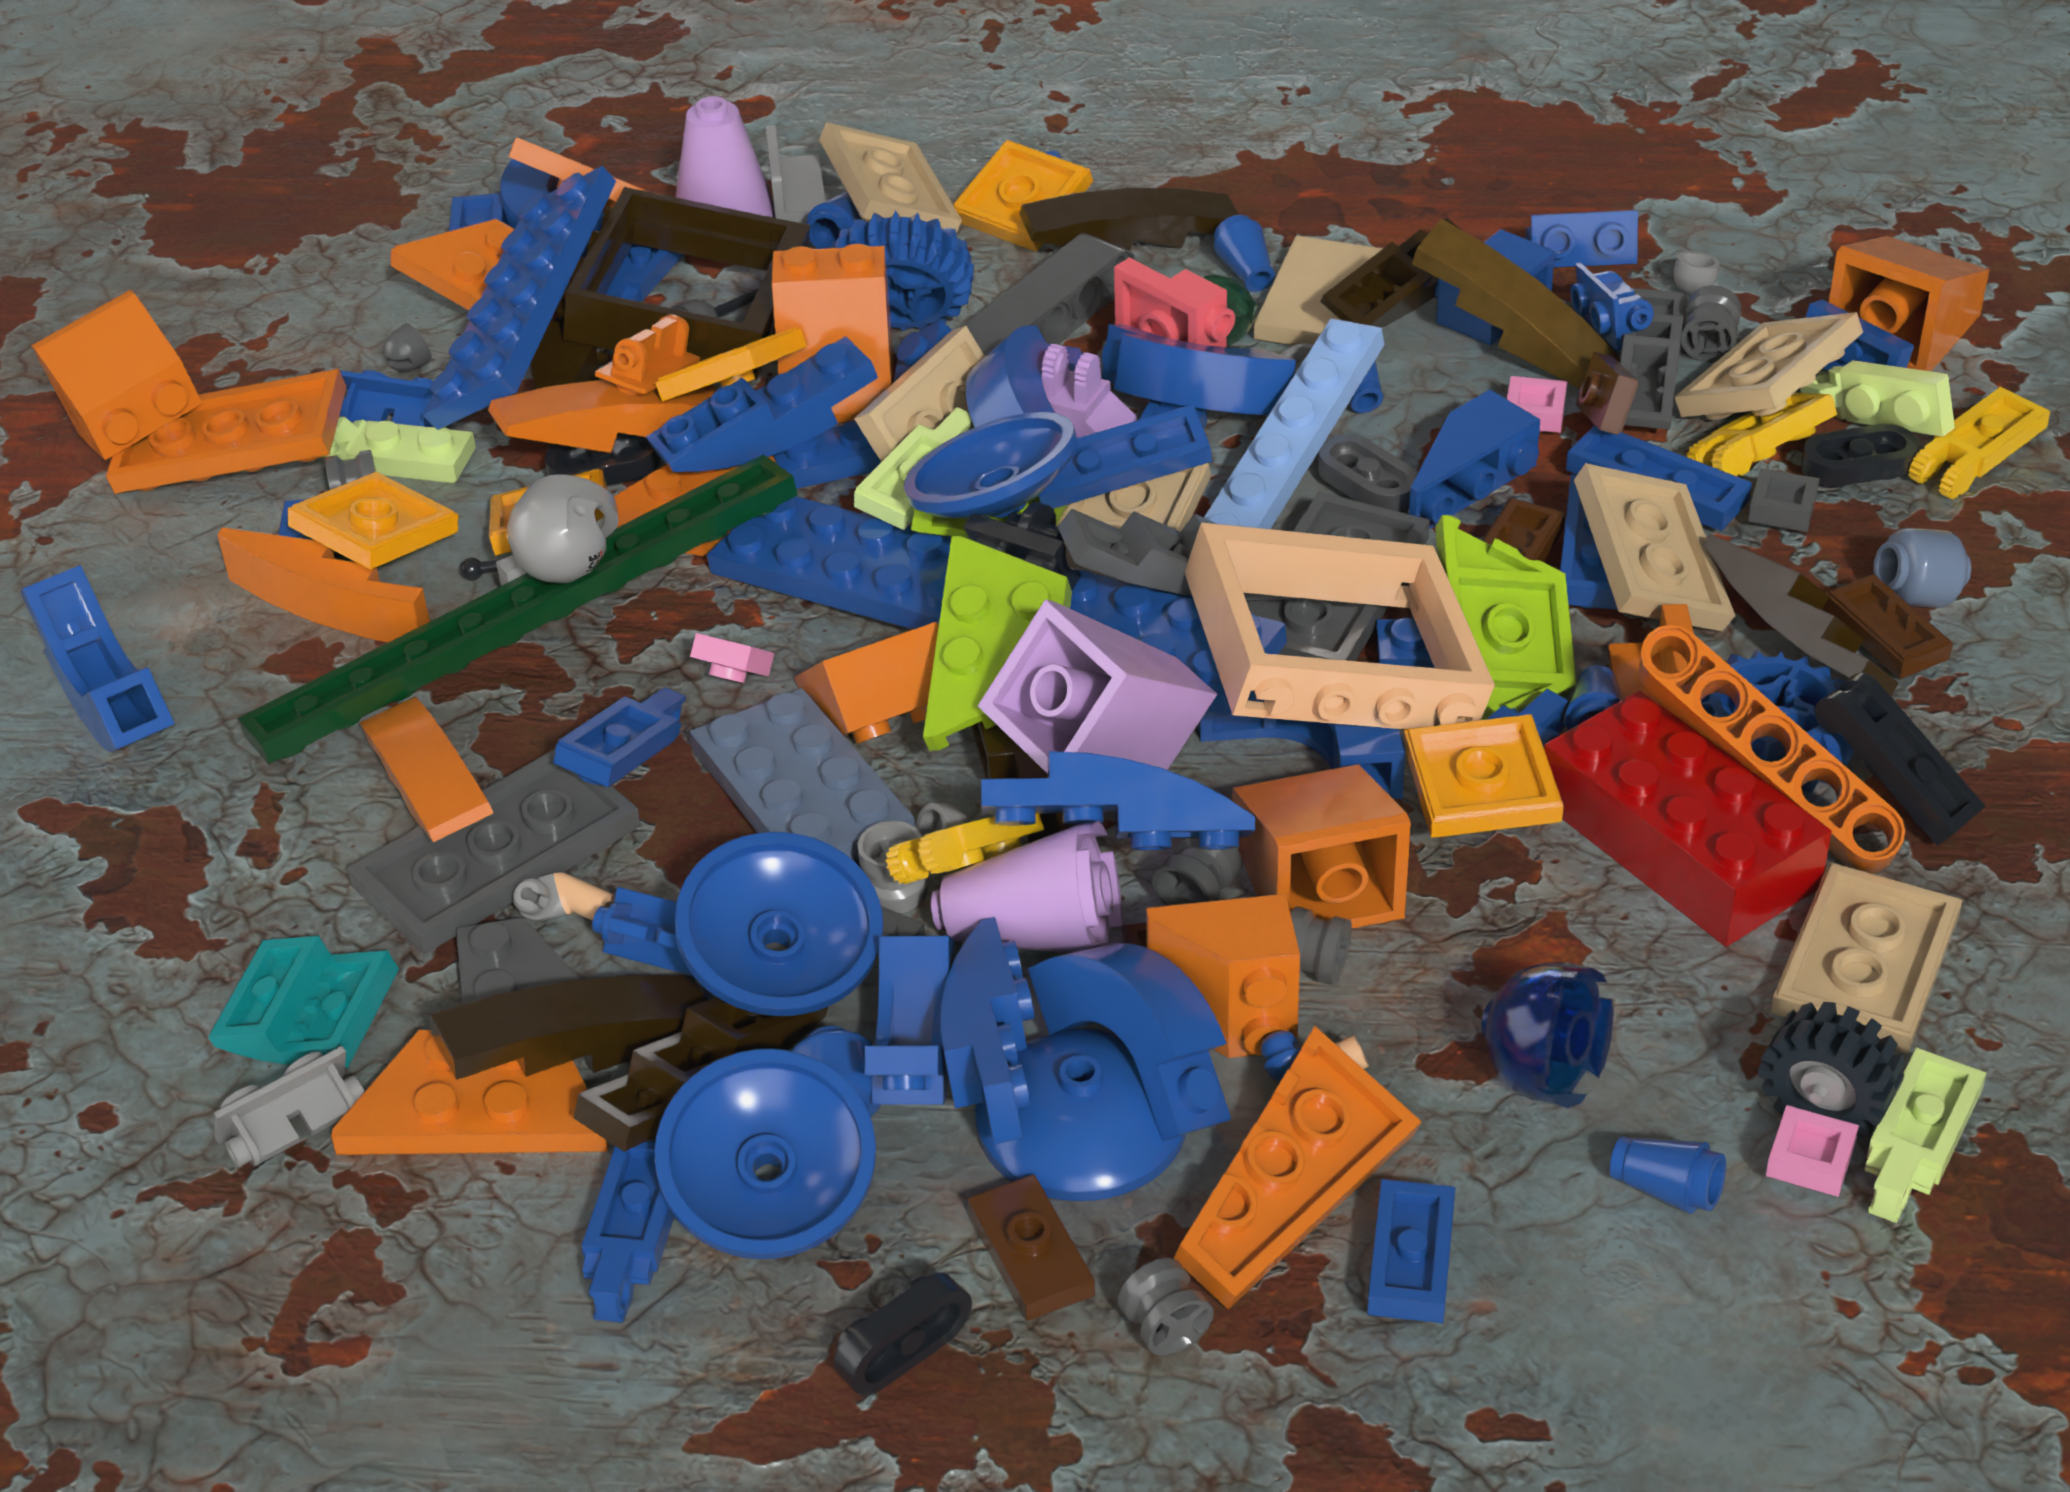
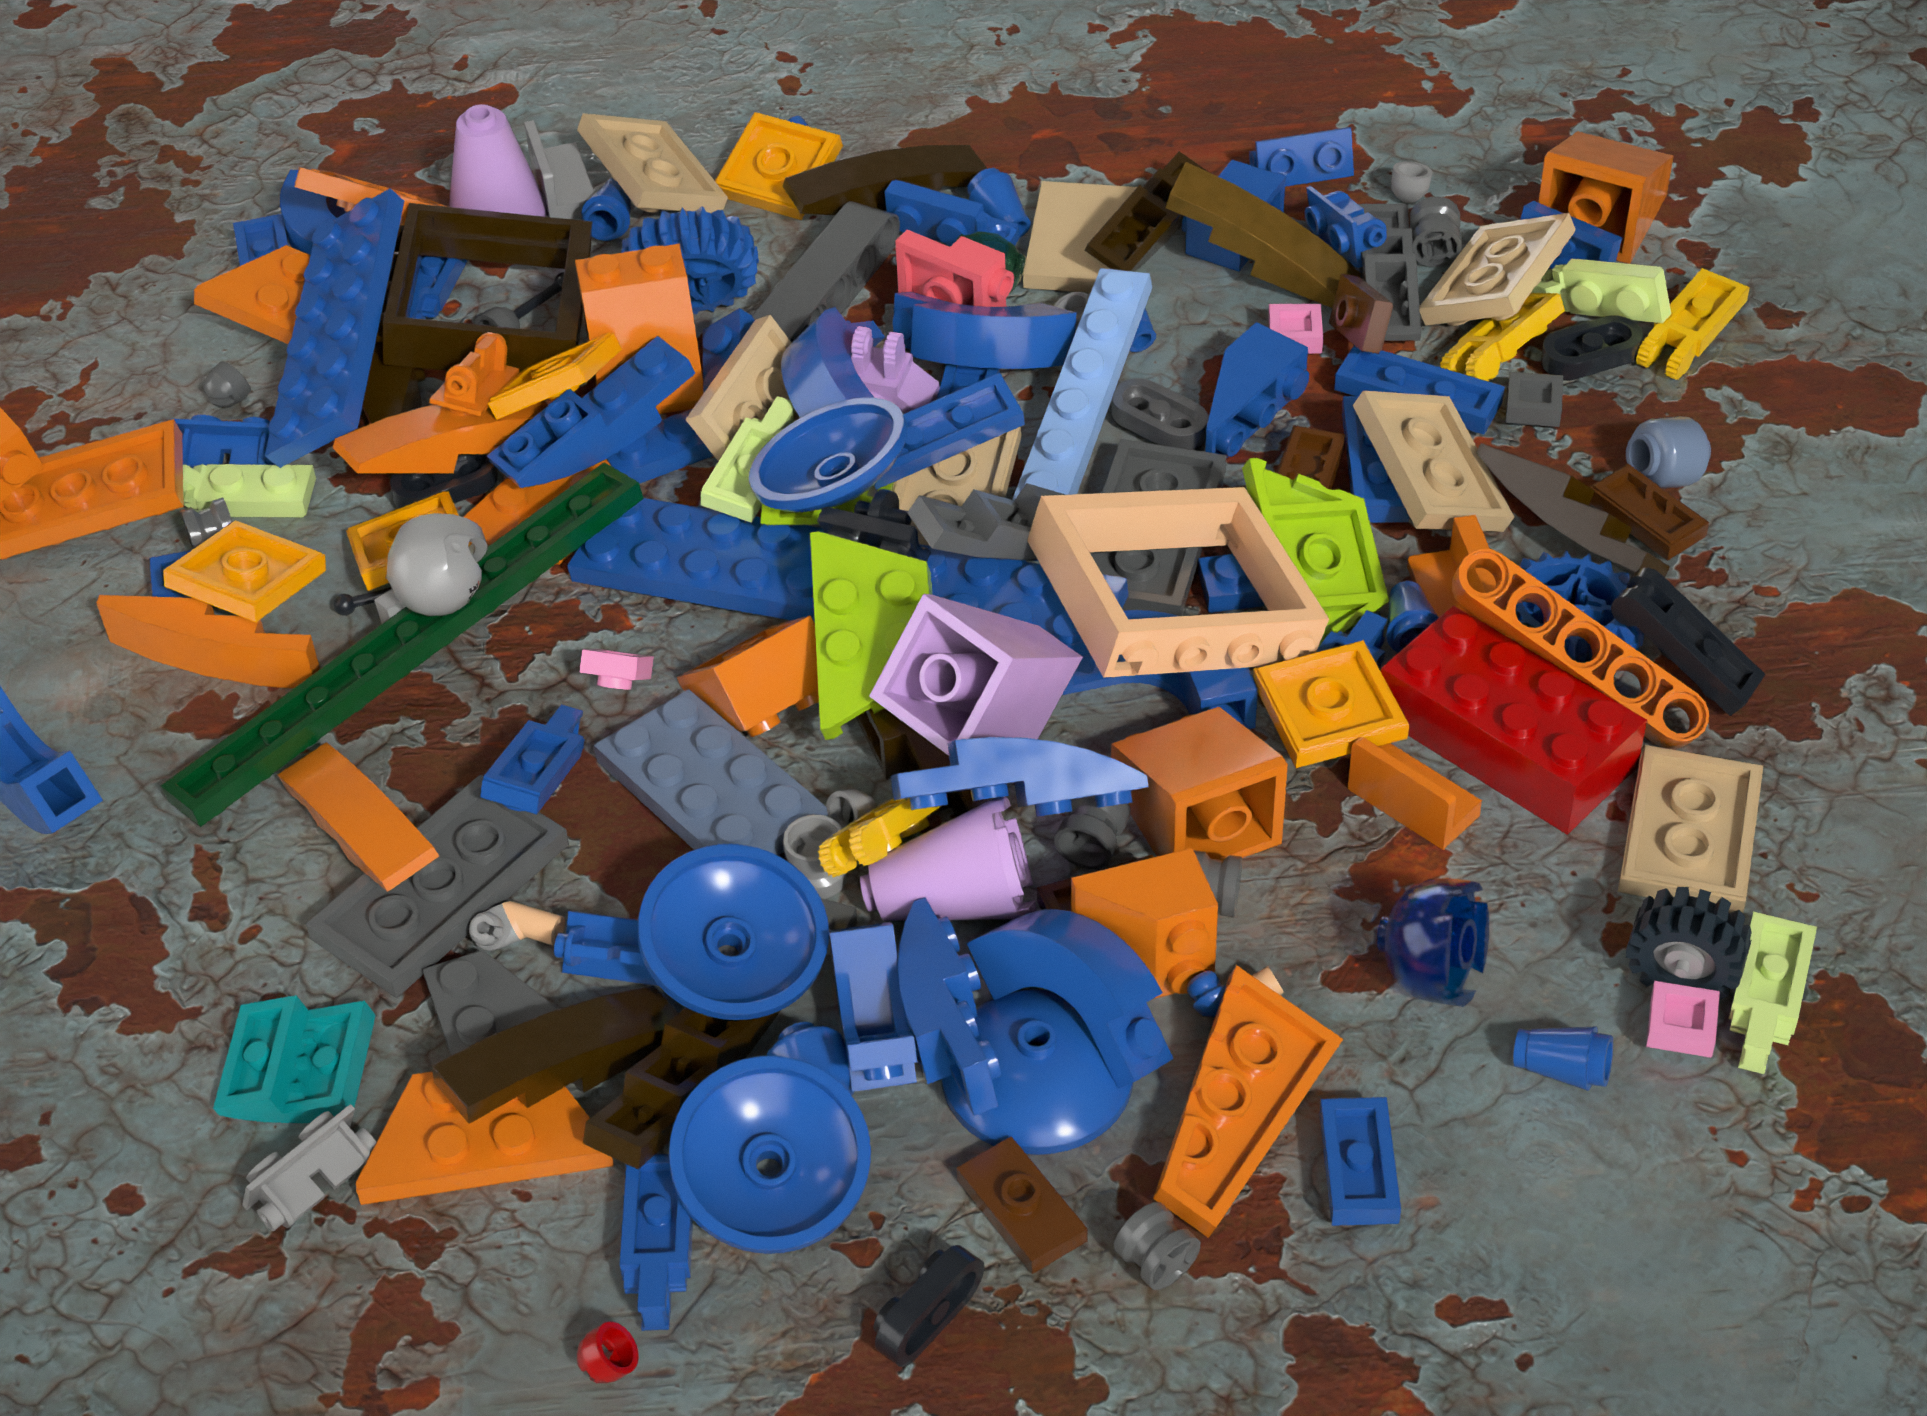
camera: 10 degrees left, 5 degrees up
(559, 1347) = (616, 1362): none -> red hinge
(1173, 251) = (942, 215): none -> blue hinge
(1557, 880) = (1411, 792): none -> orange panel

